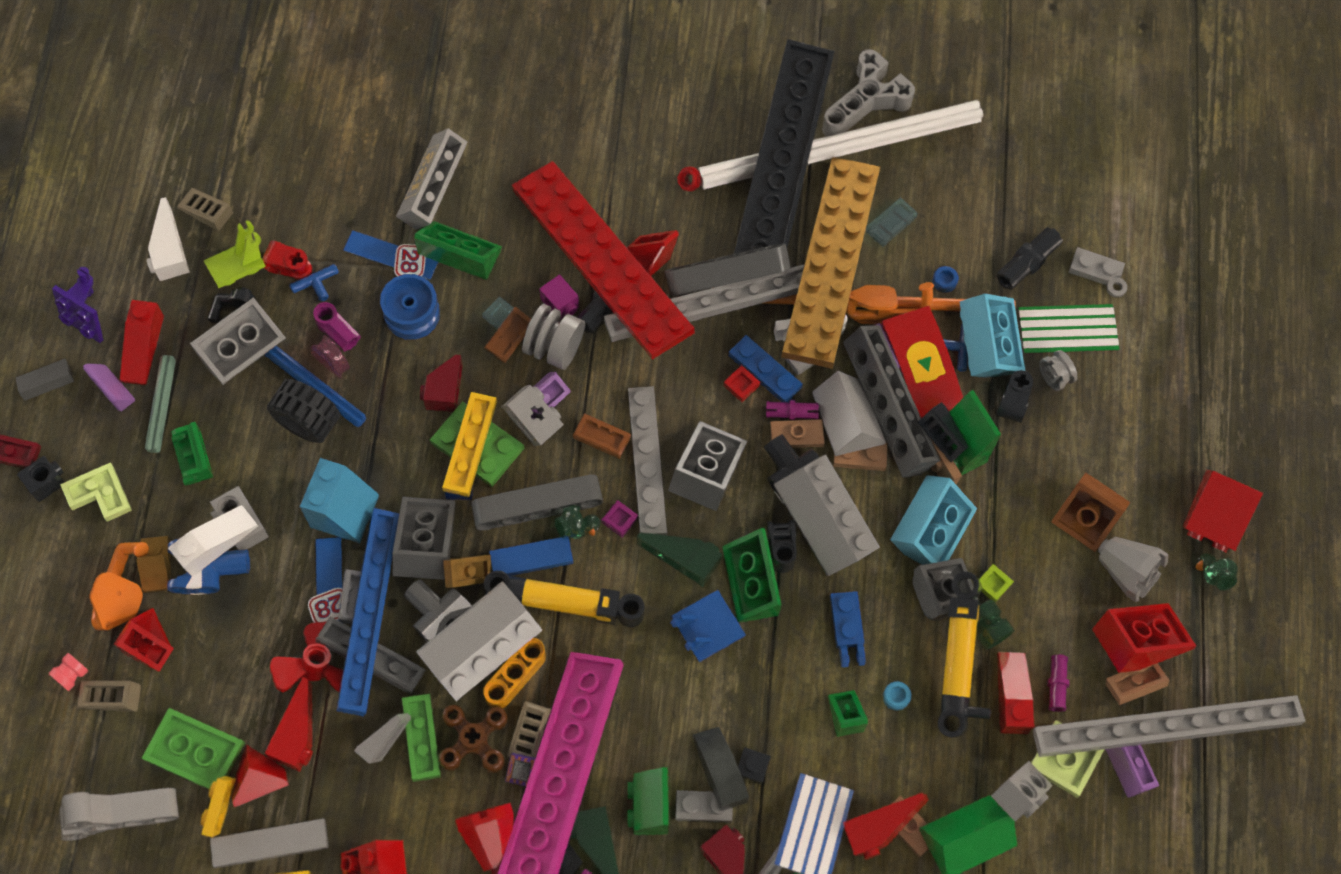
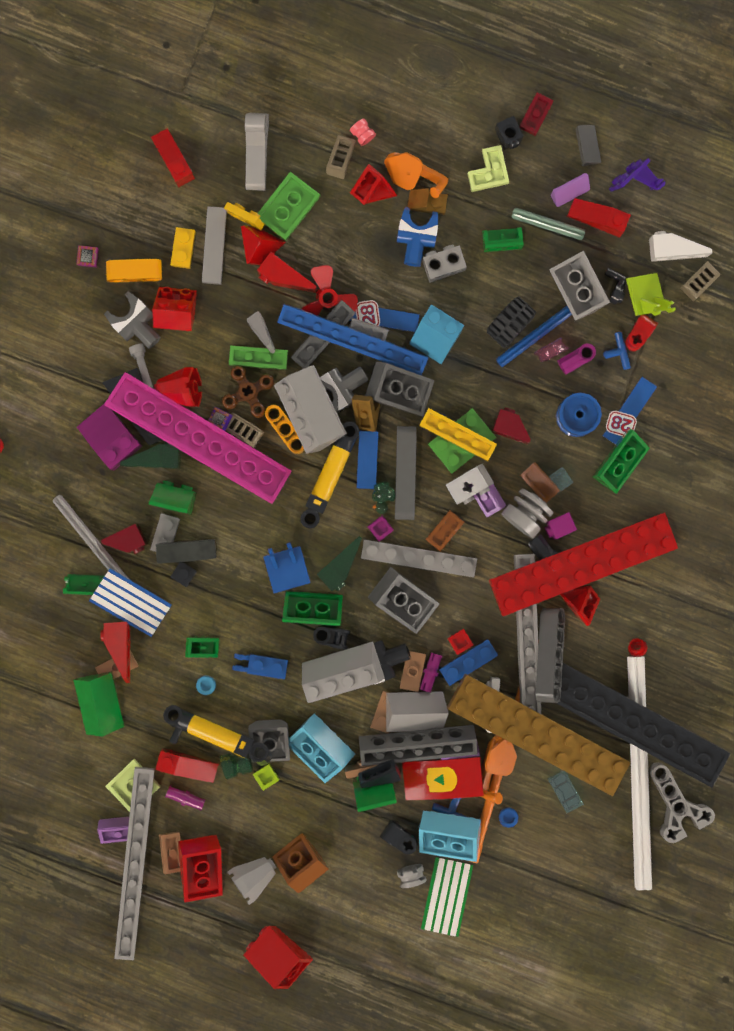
camera: 105 degrees right, 20 degrees up
(212, 539) = (428, 242): white slope -> none
(431, 179) = (682, 453): light grey brick -> none
(1023, 792) = (115, 747): light grey brick -> none
(1029, 258) = (508, 885): black piece -> none
(1099, 269) = (487, 936): light grey hinge -> none
(1218, 572) = (232, 938): clear green animal -> none

